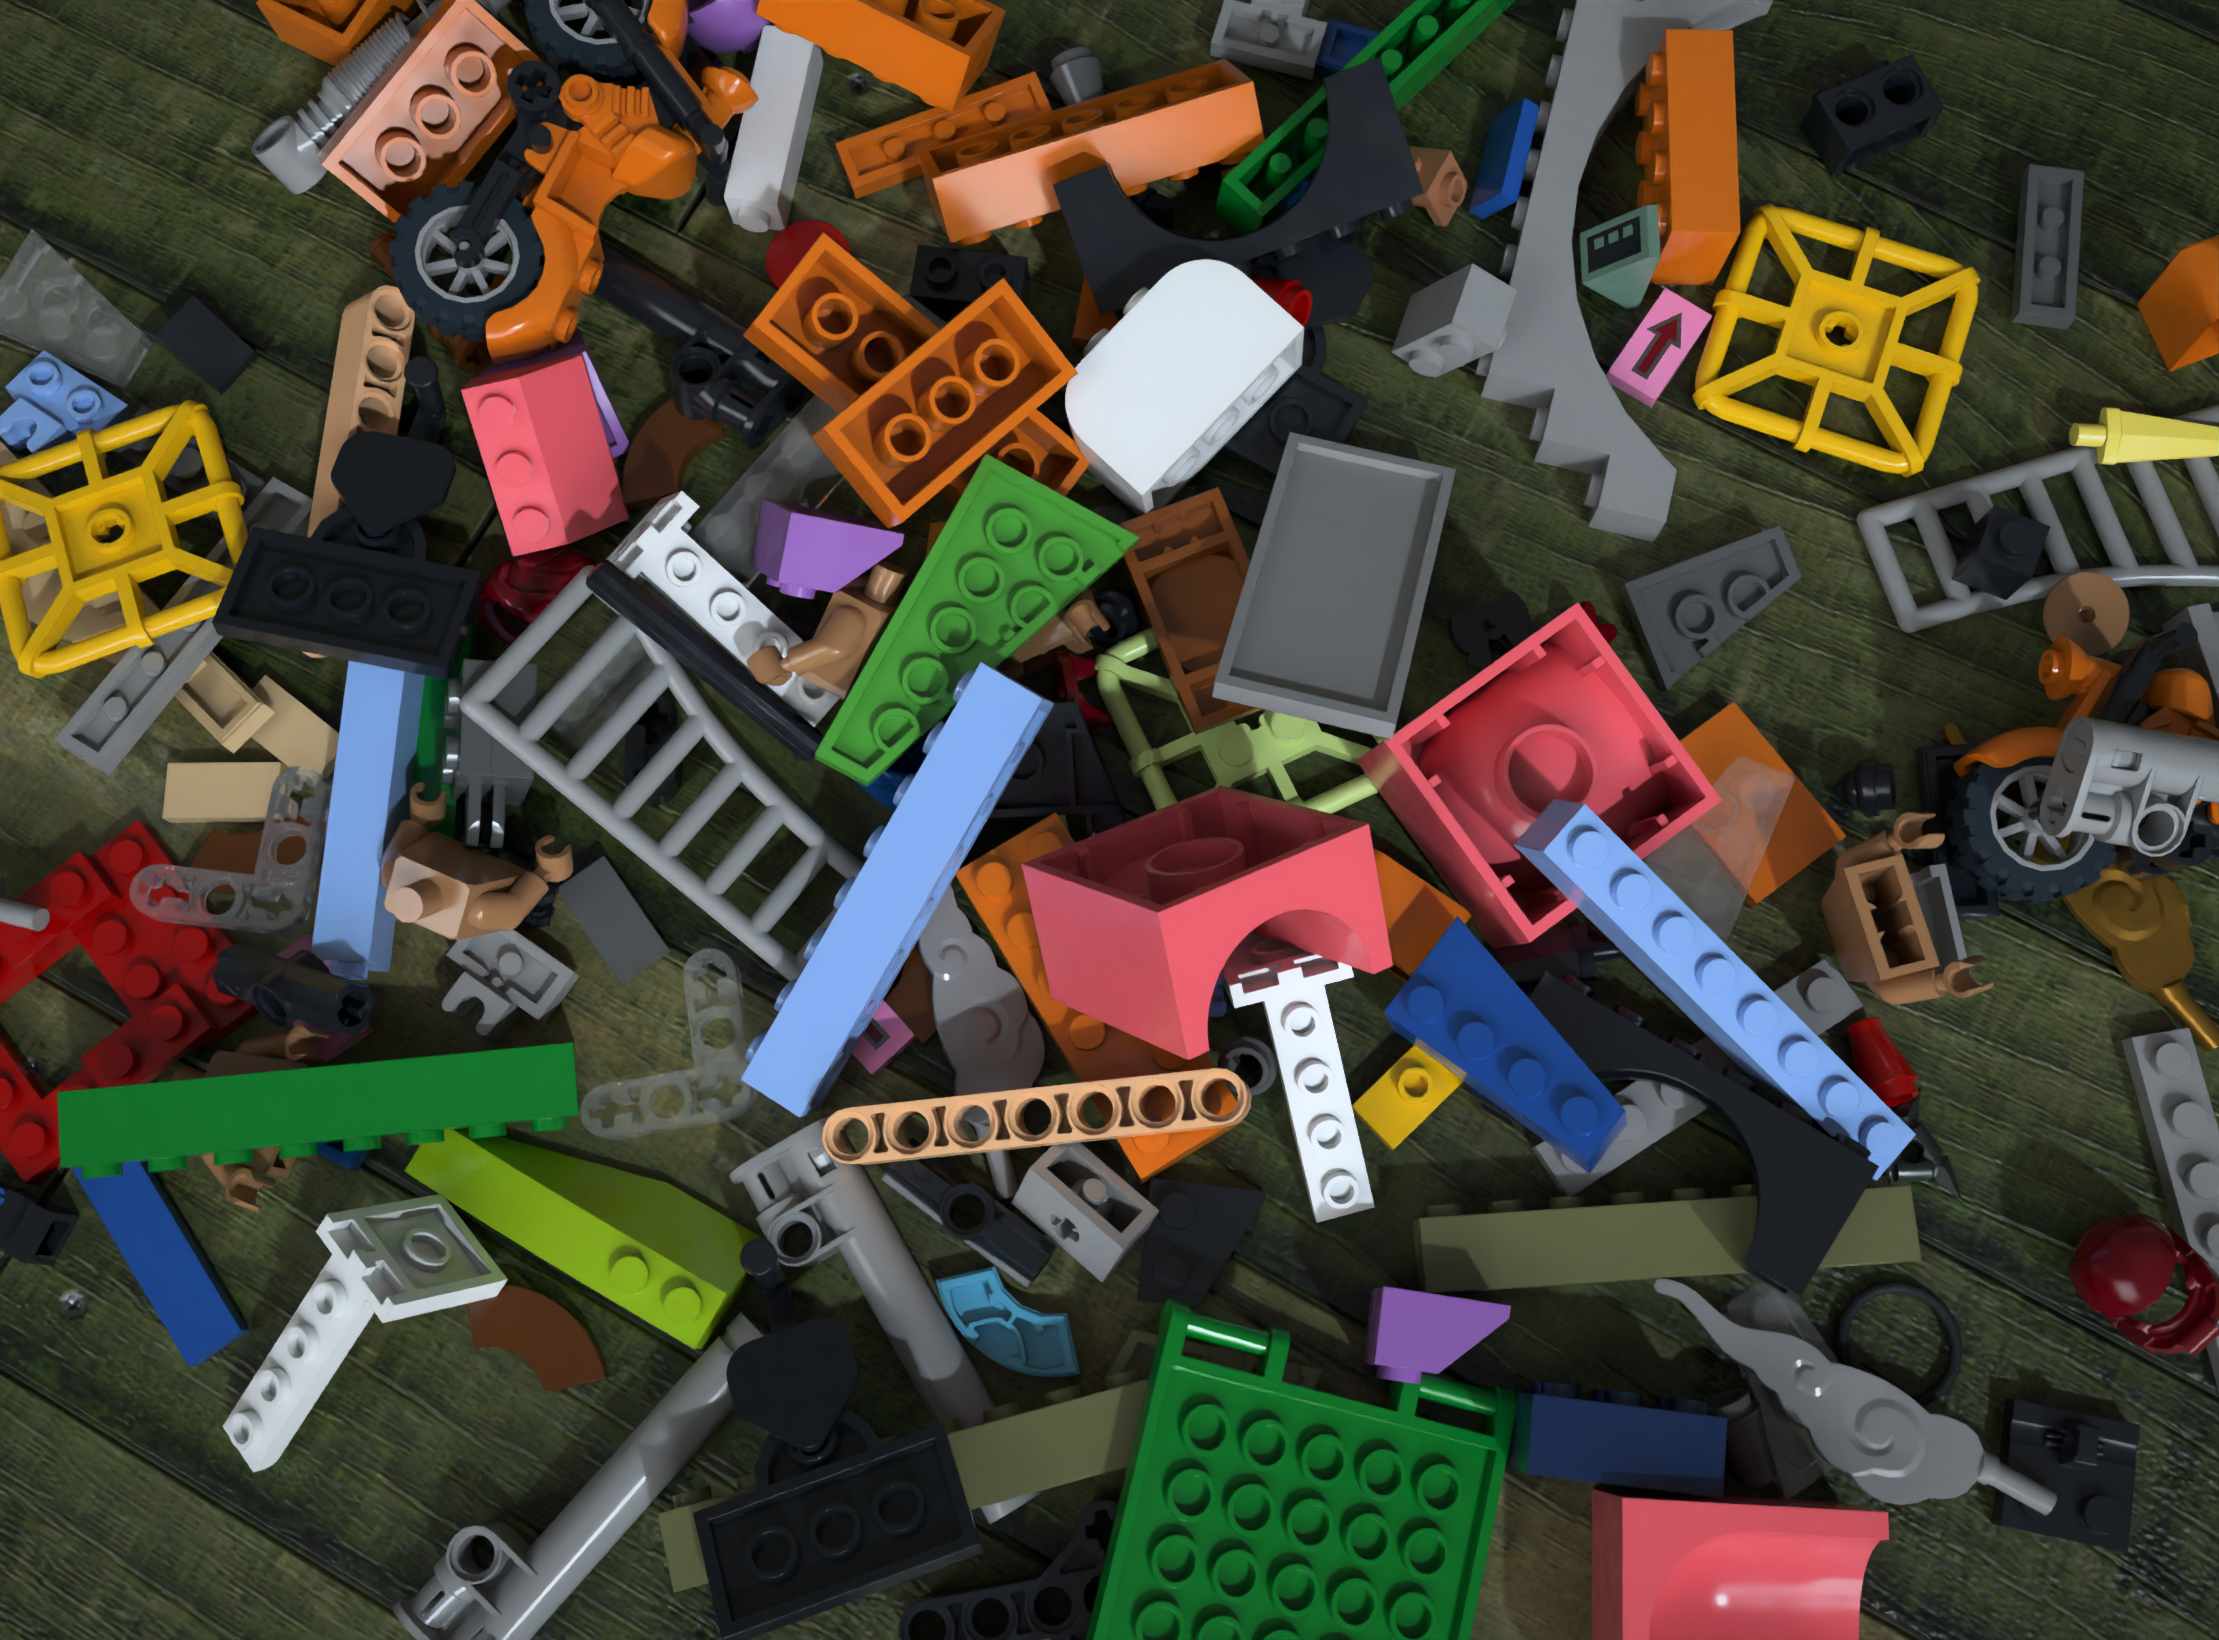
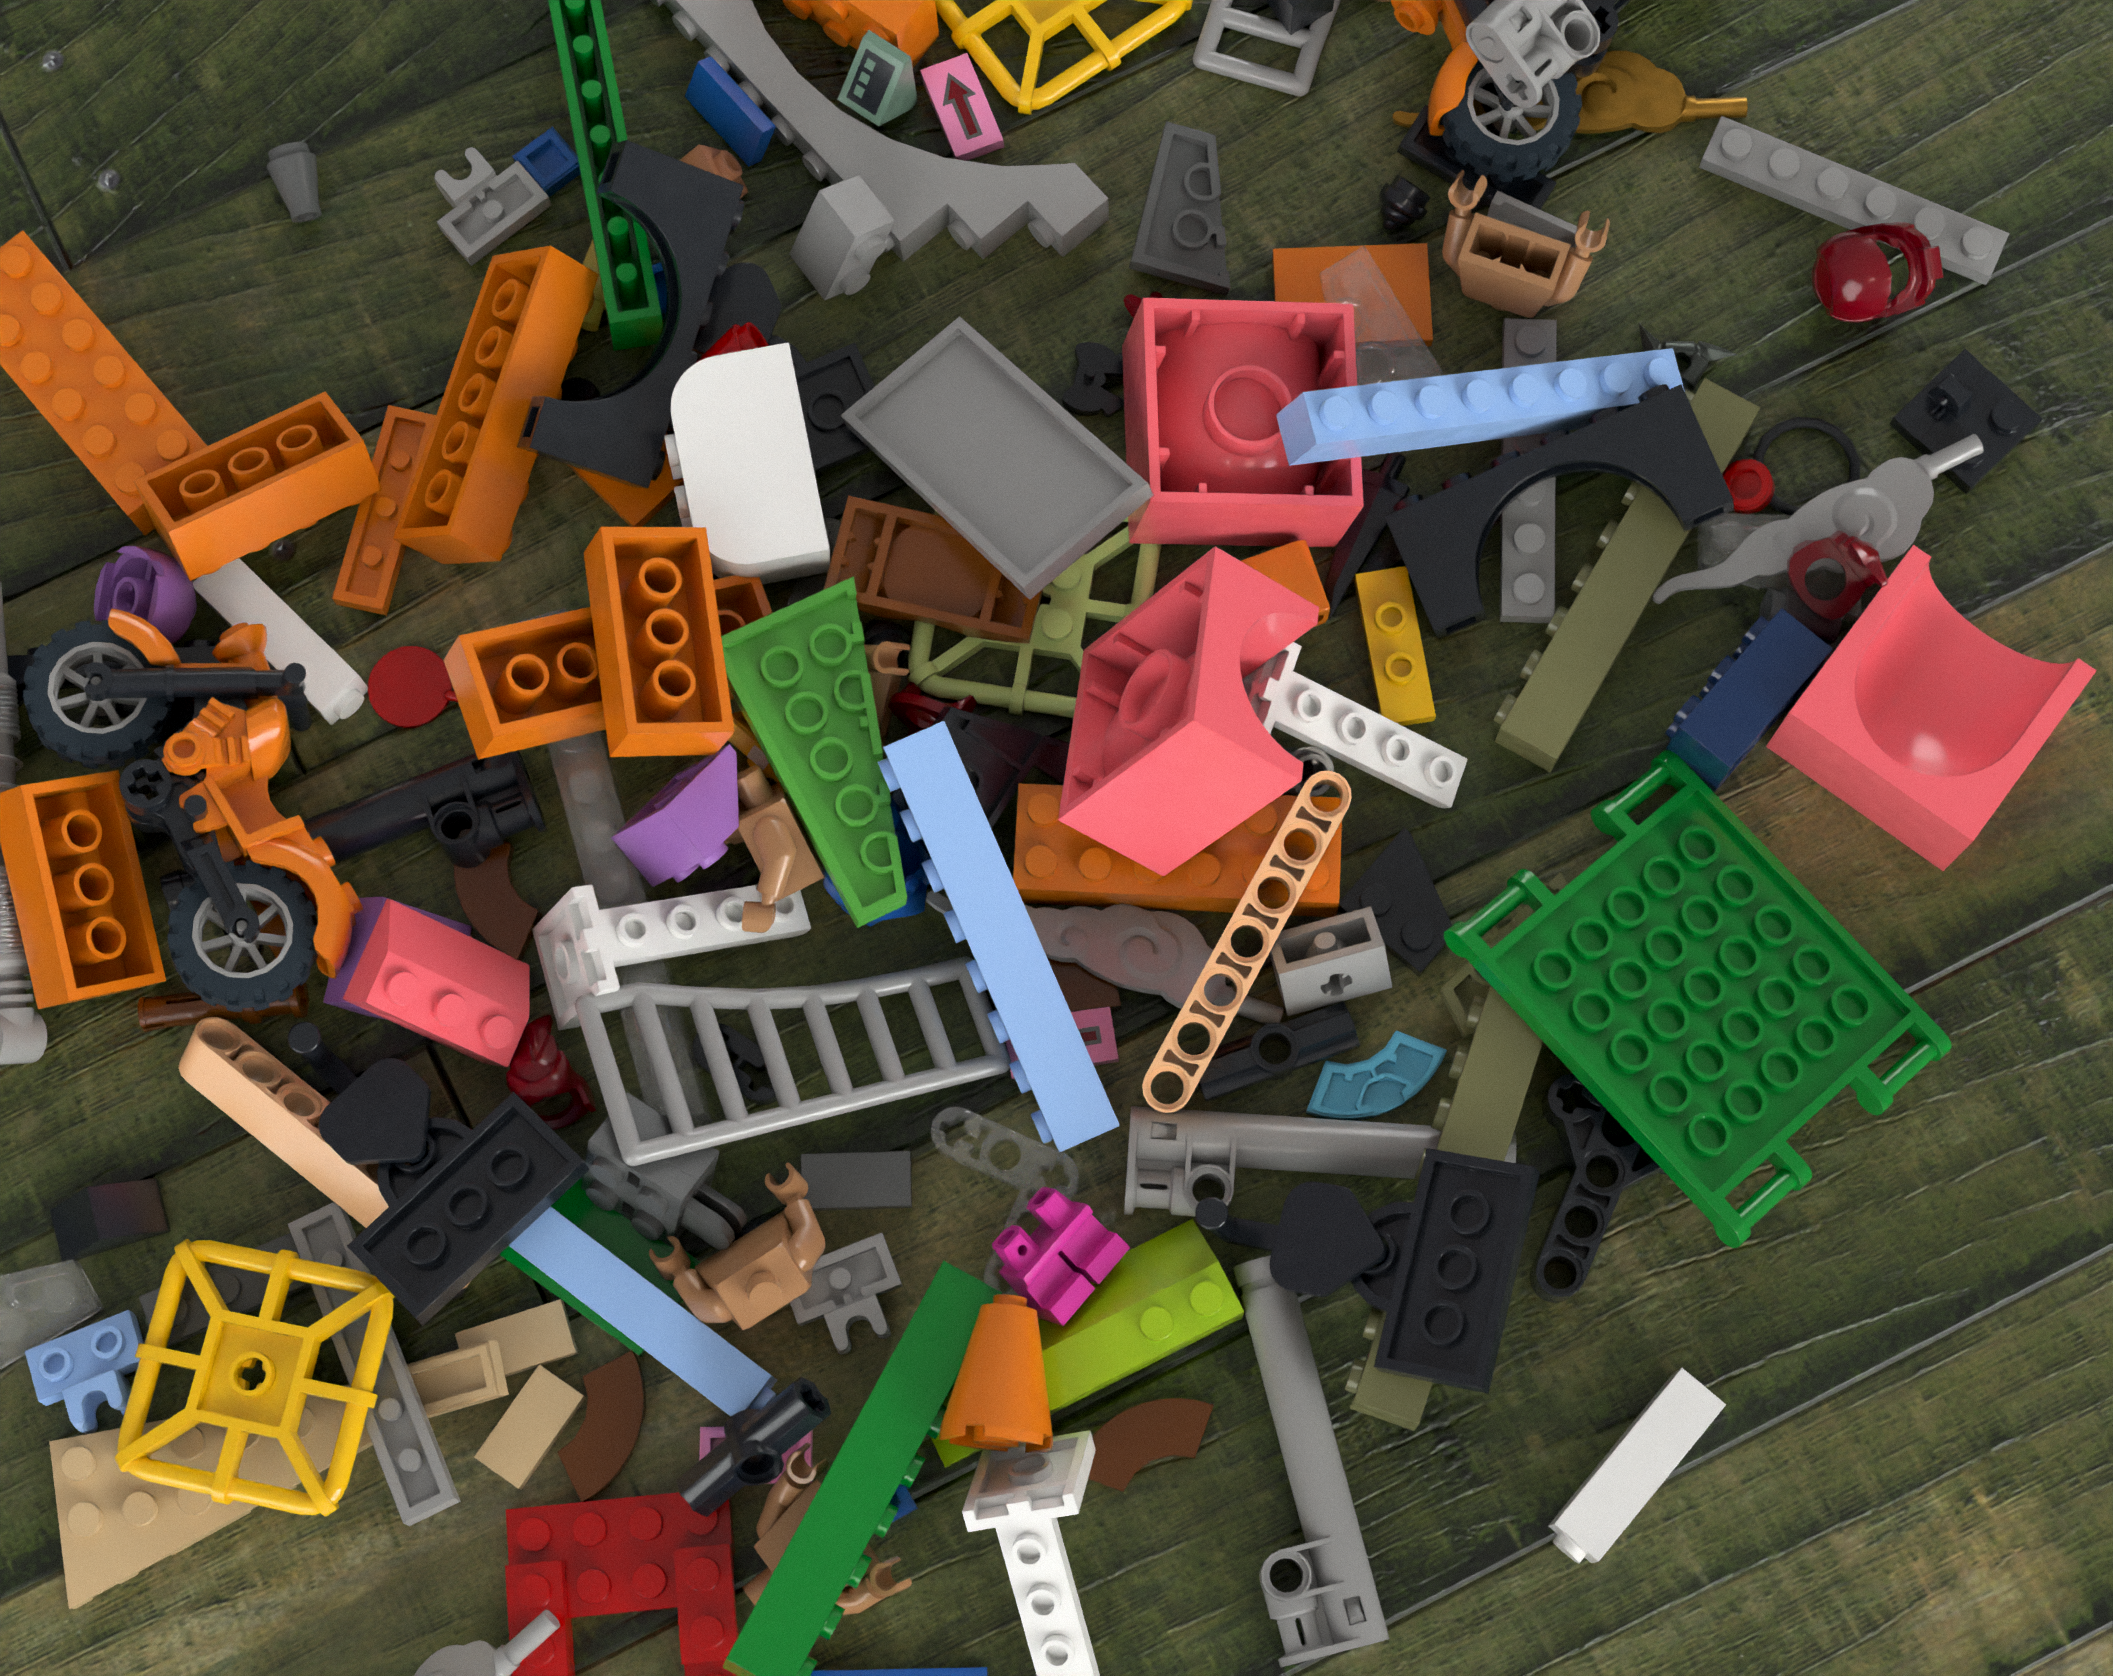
camera: 55 degrees left, 0 degrees up
(270, 876) = (636, 1421): clear beam -> none
(480, 1171) = (1001, 1383): none -> orange cone
(618, 1142) = (1059, 1257): none -> dark pink hips
(704, 659) = (711, 965): black axle -> none
(953, 278) = (539, 573): black brick -> none
(1077, 75) = (419, 378): dark grey cone -> none
(1424, 1331) = (1580, 783): medium lavender slope -> none
(1497, 1041) = (1420, 580): blue wedge -> none
(1833, 1465) = (1858, 560): none -> dark red hair
(1836, 1299) = (1749, 485): none -> red tile
(1881, 1063) = (1603, 336): red cone -> none

